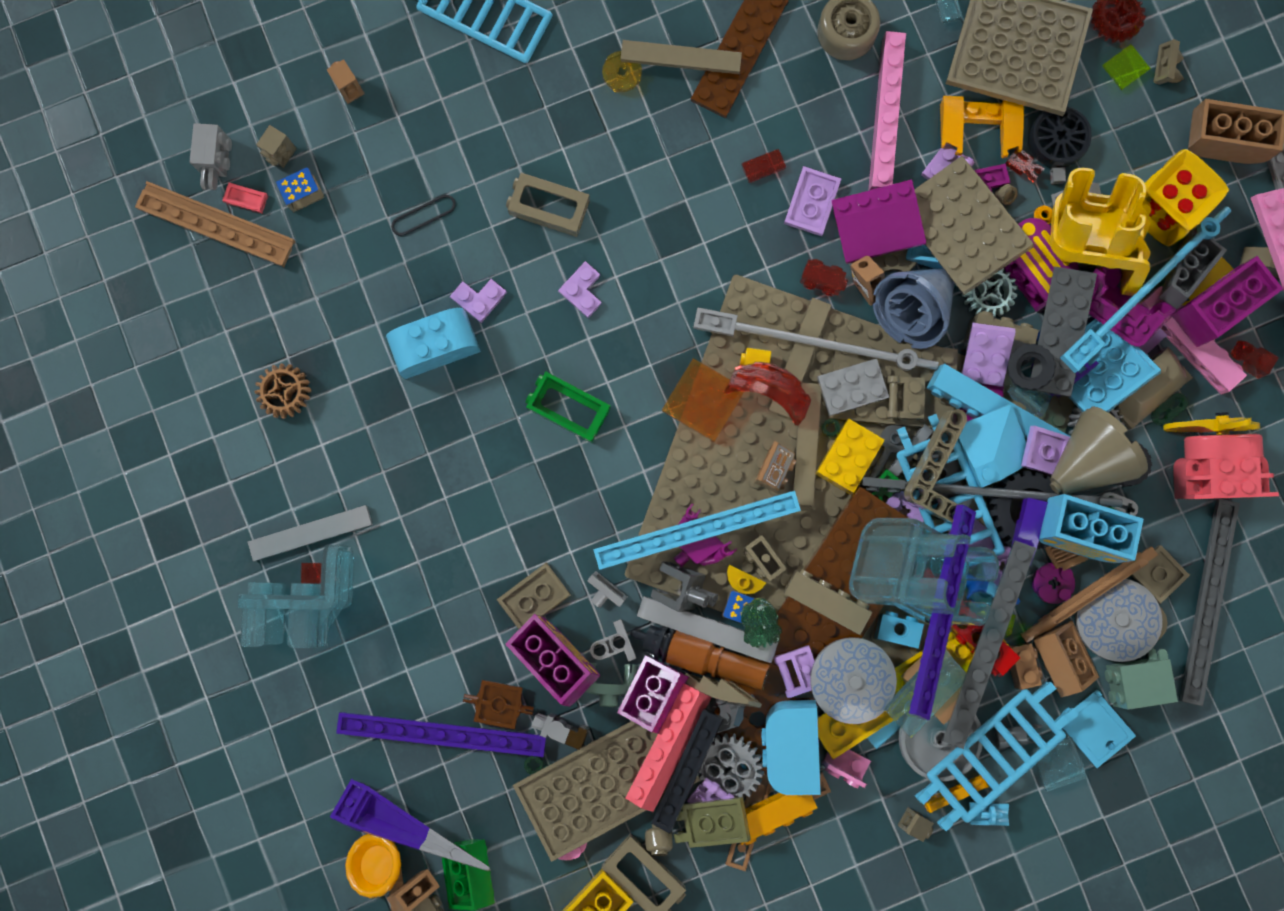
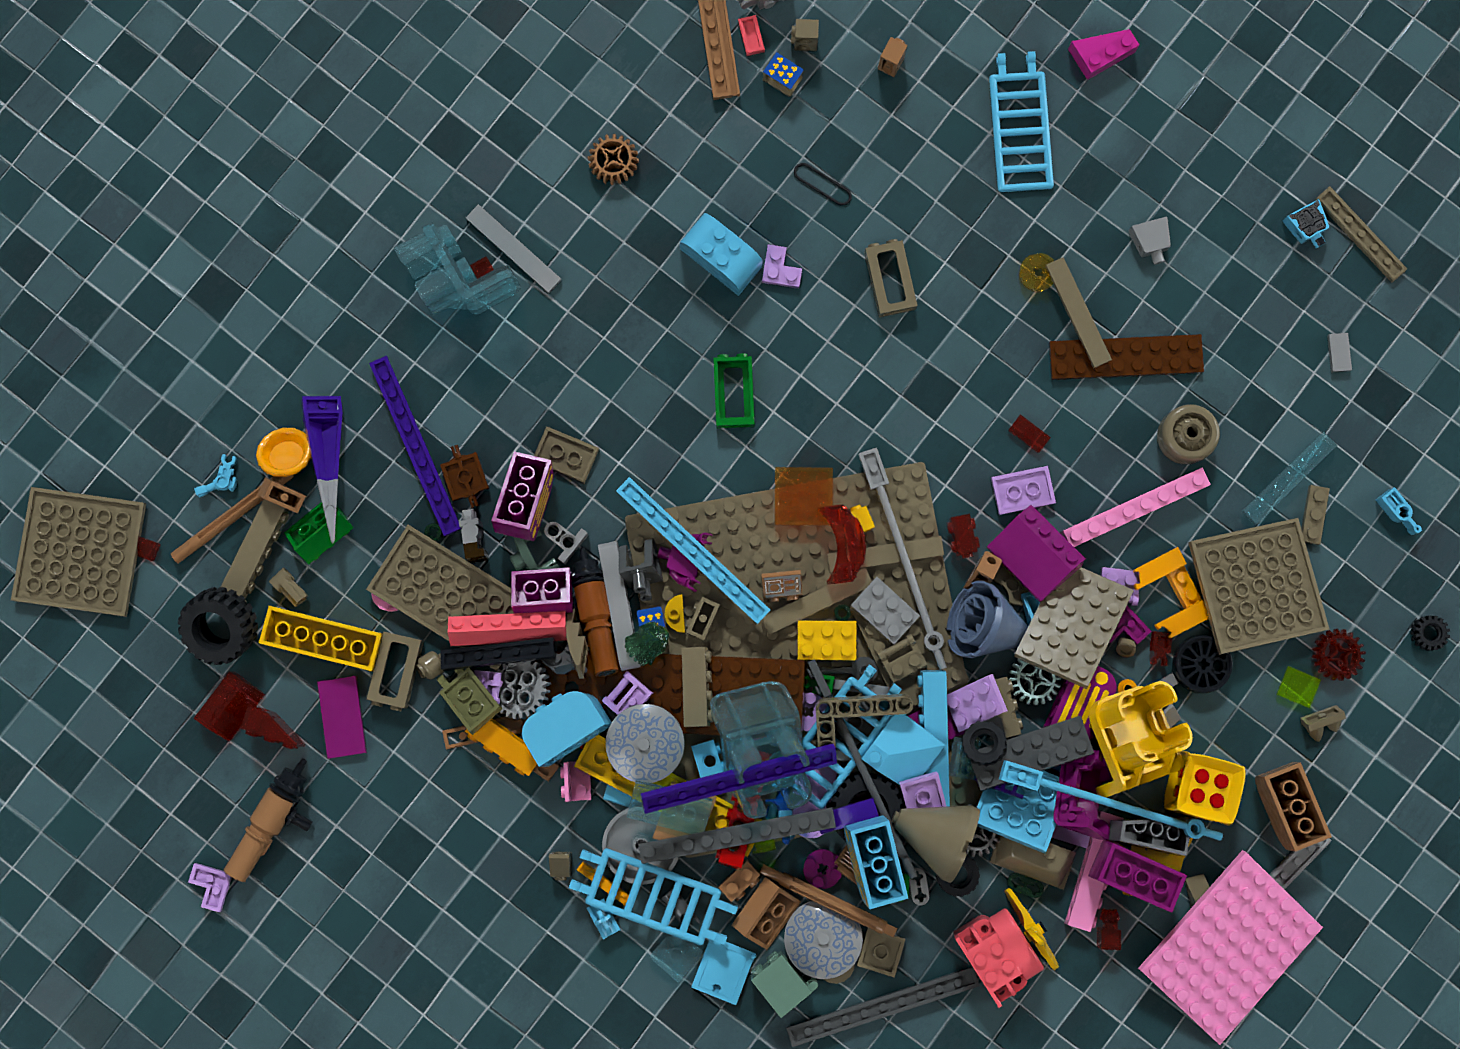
camera: 60 degrees right, 0 degrees up
(577, 292) = (836, 341): lavender plate -> none
(605, 591) = (603, 508): light grey tile -> none

